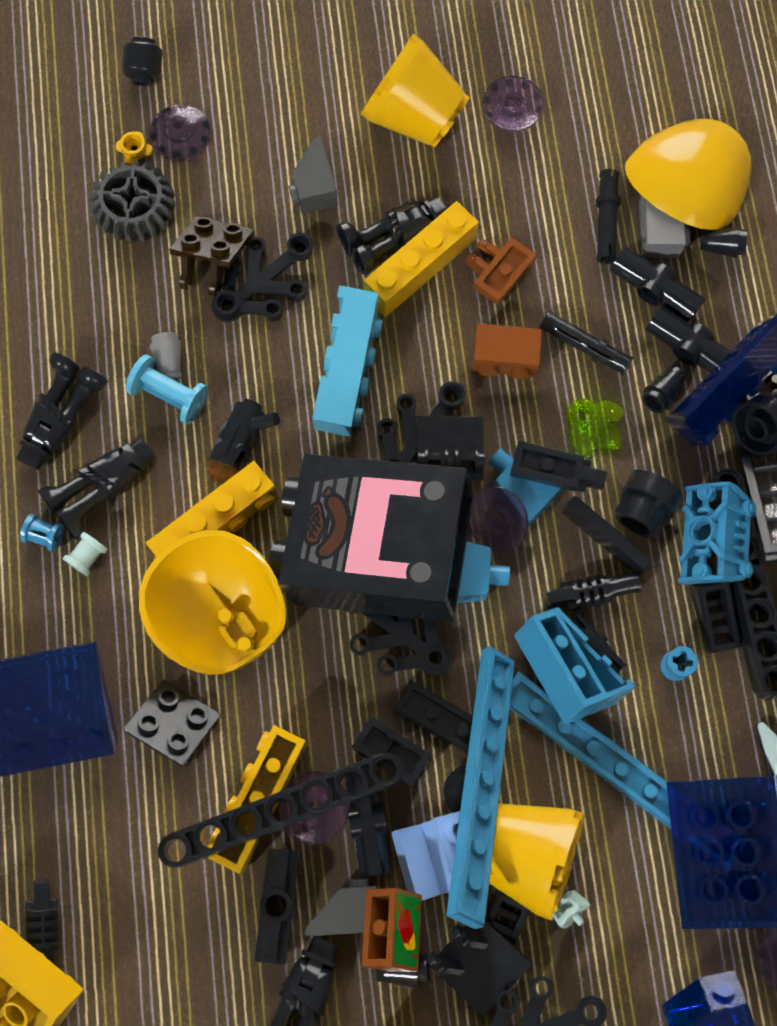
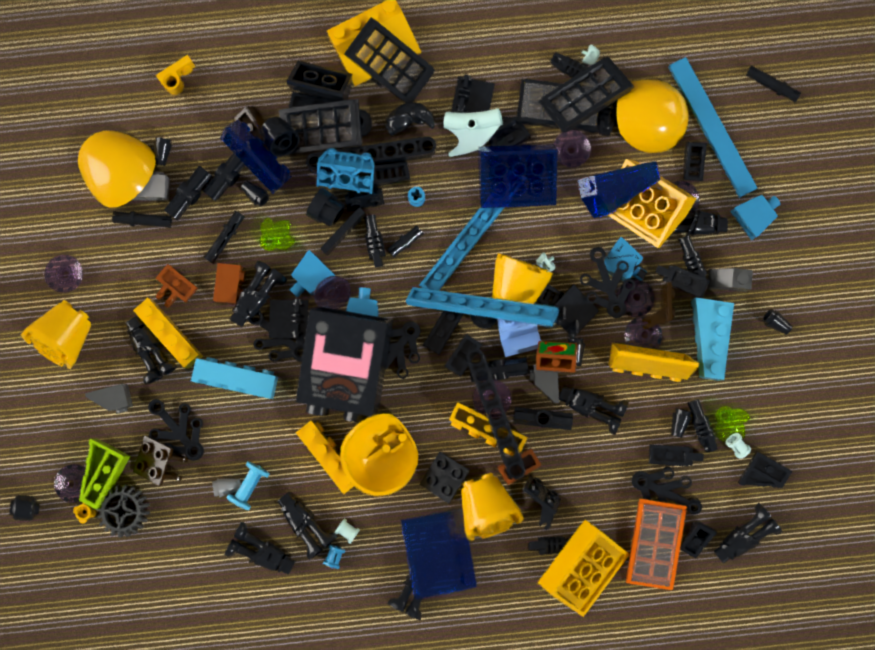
camera: 85 degrees left, 10 degrees up
(113, 800) = (488, 508): none -> yellow cone
(129, 908) = (547, 498): none -> black plate
(195, 167) = (102, 472): none -> lime wedge
(195, 878) = (530, 462): none -> dark orange brick
(238, 439) = (279, 443): black piece -> none
(479, 386) = (251, 300): none -> black piece
(555, 468) = (305, 259): black hinge -> none
(568, 667) = (417, 257): dark azure wedge -> none
(665, 560) = (357, 200): none -> black hinge

